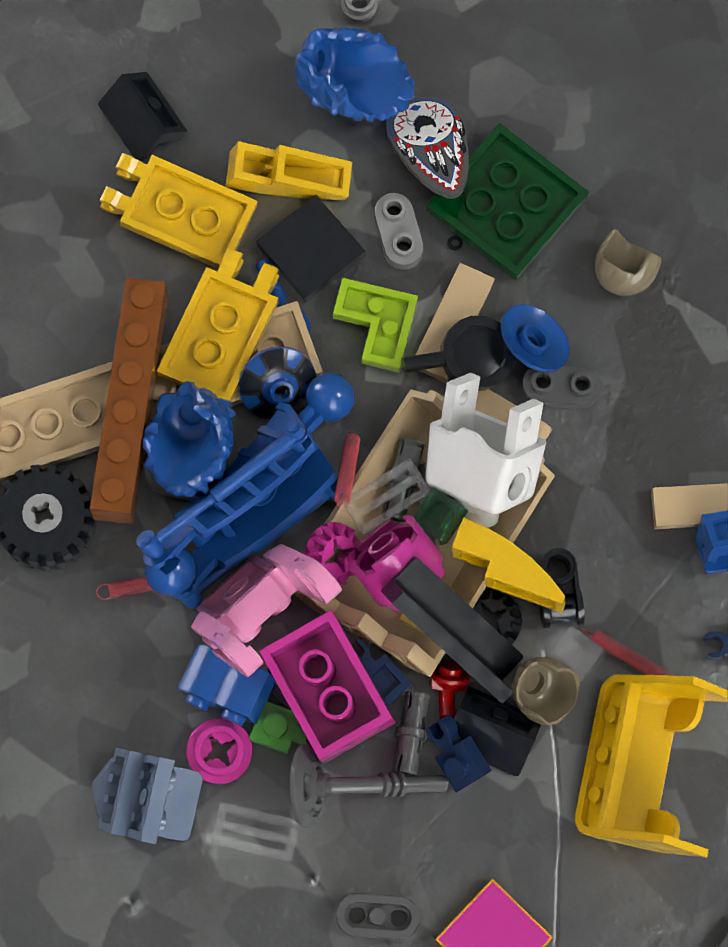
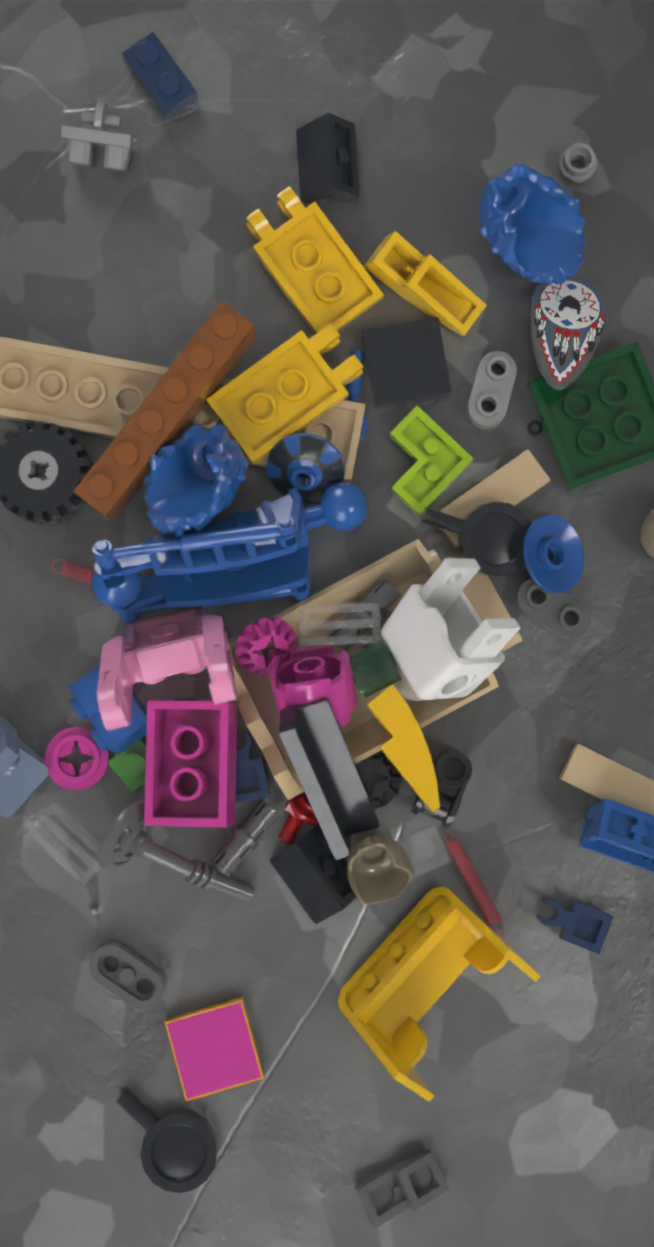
camera: 30 degrees right, 10 degrees up
(353, 459) = (327, 564): coral piece -> none
(459, 758) = (271, 882): dark blue plate -> none

